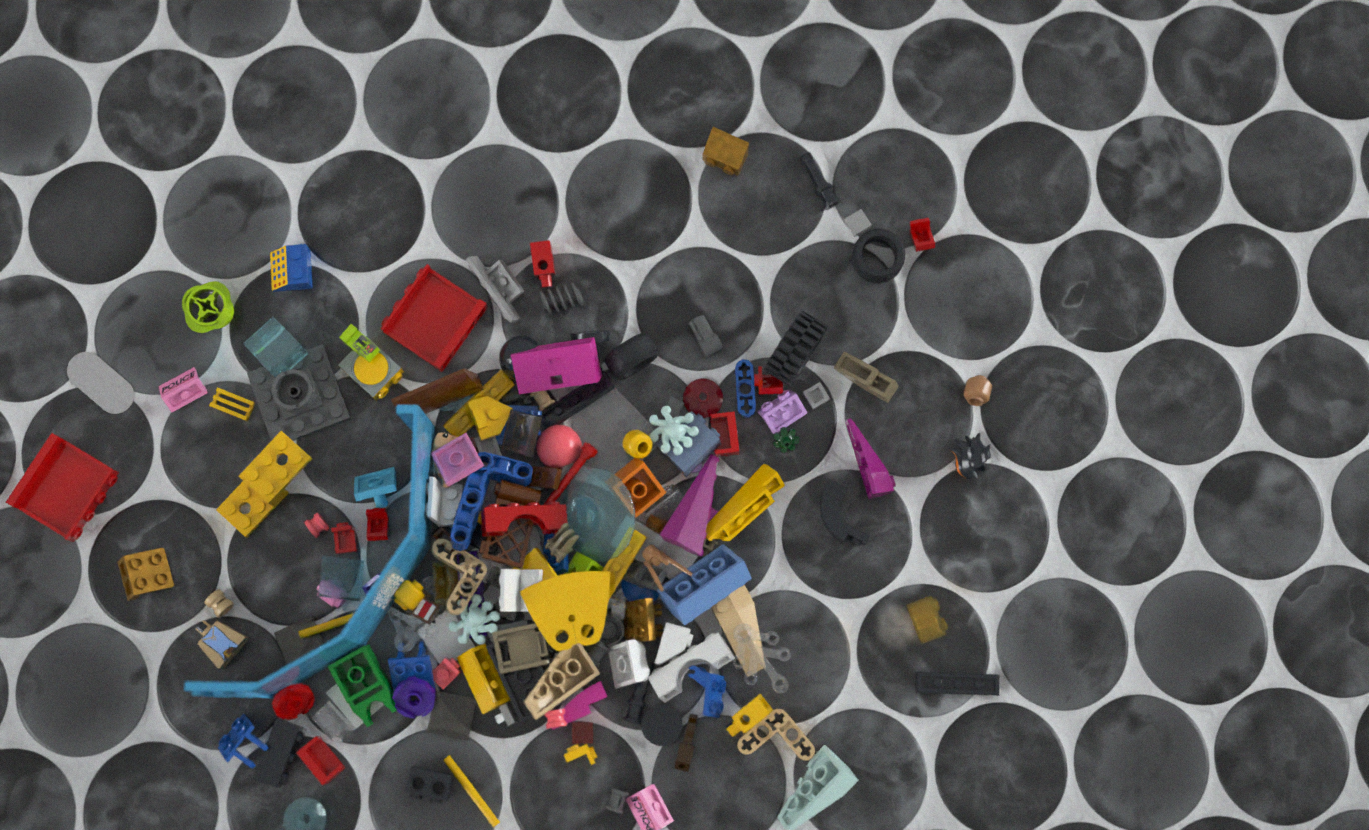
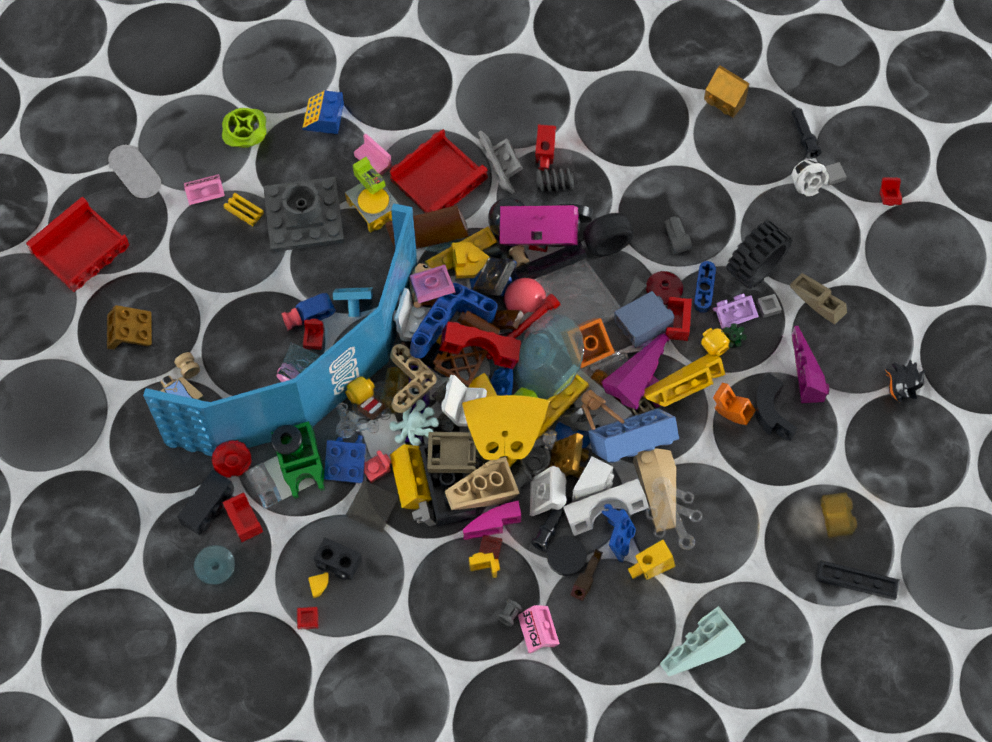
camera: 15 degrees right, 15 degrees down
(228, 743) = (177, 471): blue plate -> none
(264, 484) = (254, 275): yellow bracket -> none
(275, 347) = (294, 167): clear light blue panel -> none
(338, 680) = (282, 431): none -> black piece
(339, 507) = (317, 307): none -> blue beam
(358, 311) = (375, 153): none -> bright pink panel
(377, 524) = (346, 323): red bracket -> none
(416, 687) = (353, 477): dark purple plate -> none
(416, 813) = (318, 584): none -> yellow tile
(471, 791) = (374, 576): yellow bar -> none
(555, 718) = (469, 520): coral wheel -> none
(562, 542) = (510, 371): dark tan arm -> none
(637, 444) = (597, 305): yellow head -> none
(673, 430) = (632, 301): light aqua animal -> none
(767, 383) = (727, 286): red bracket -> none
(768, 453) = (715, 342): none -> yellow head
(781, 729) = (679, 584): tan beam -> none
(800, 523) = (733, 407): none -> orange brick
(832, 237) = (809, 177): none -> white cone
(890, 240) = (853, 186): black tyre -> none
(977, 390) = (921, 329): medium nougat head -> none

